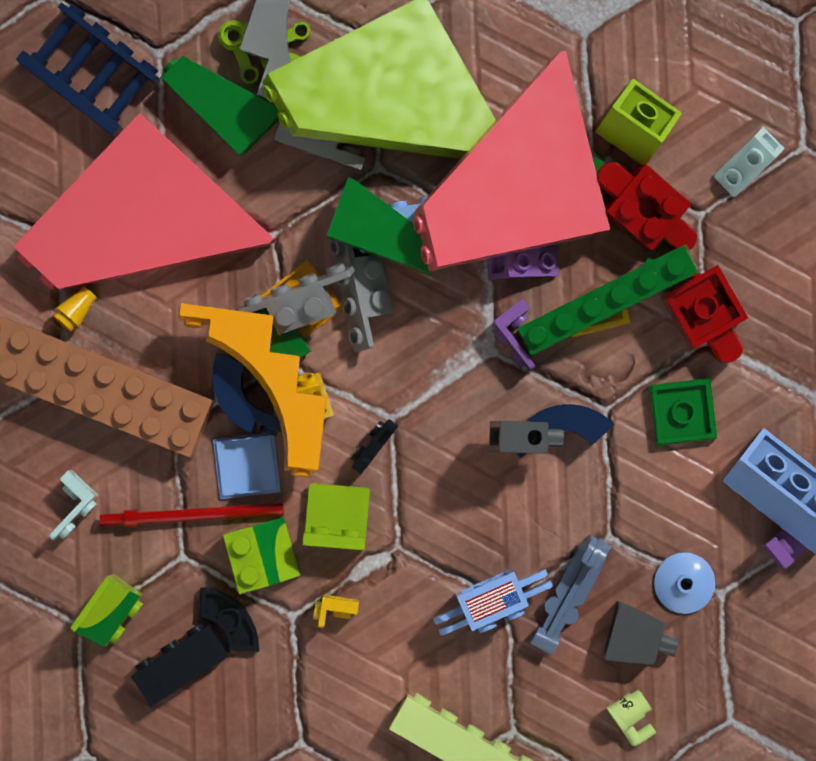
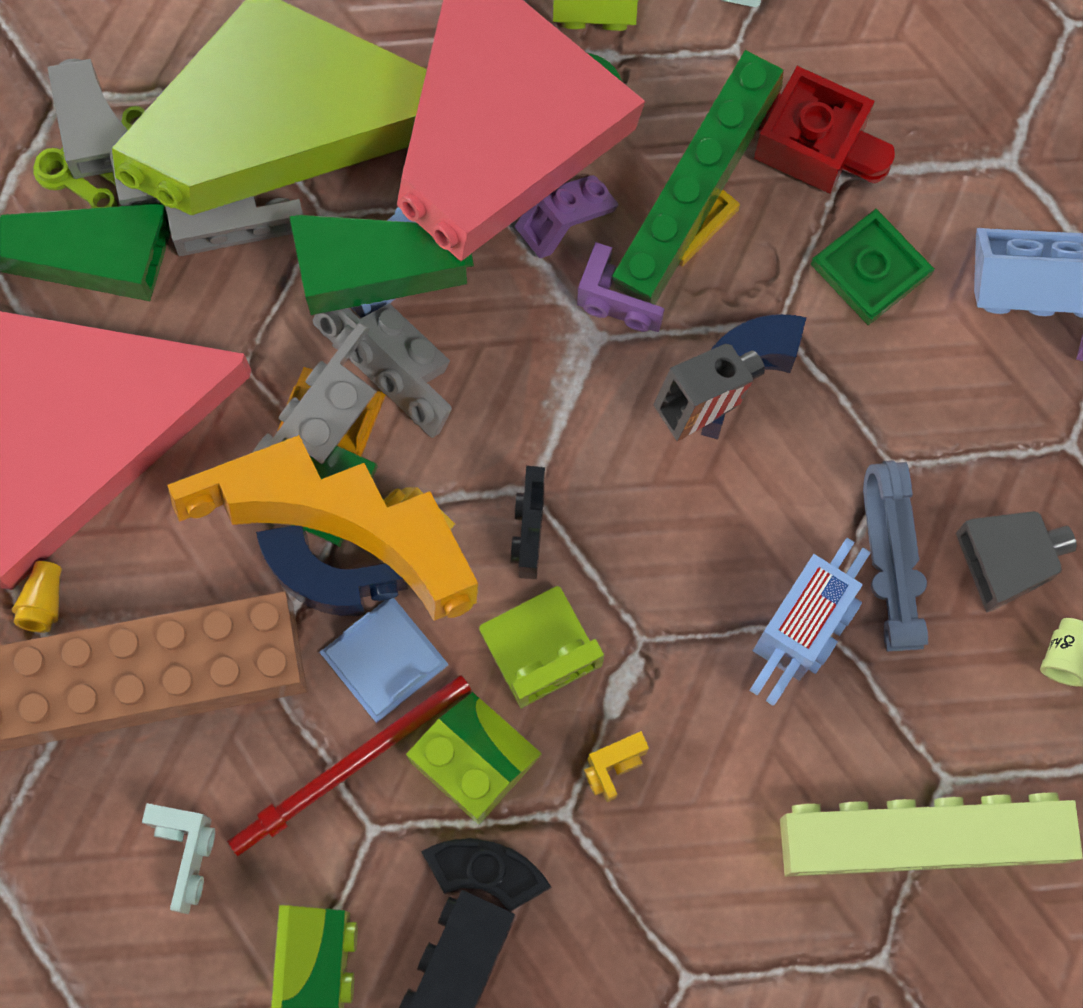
camera: 25 degrees left, 15 degrees down
(645, 207) = (669, 85): red brick -> none
(673, 571) = (1009, 476): light blue dish -> none

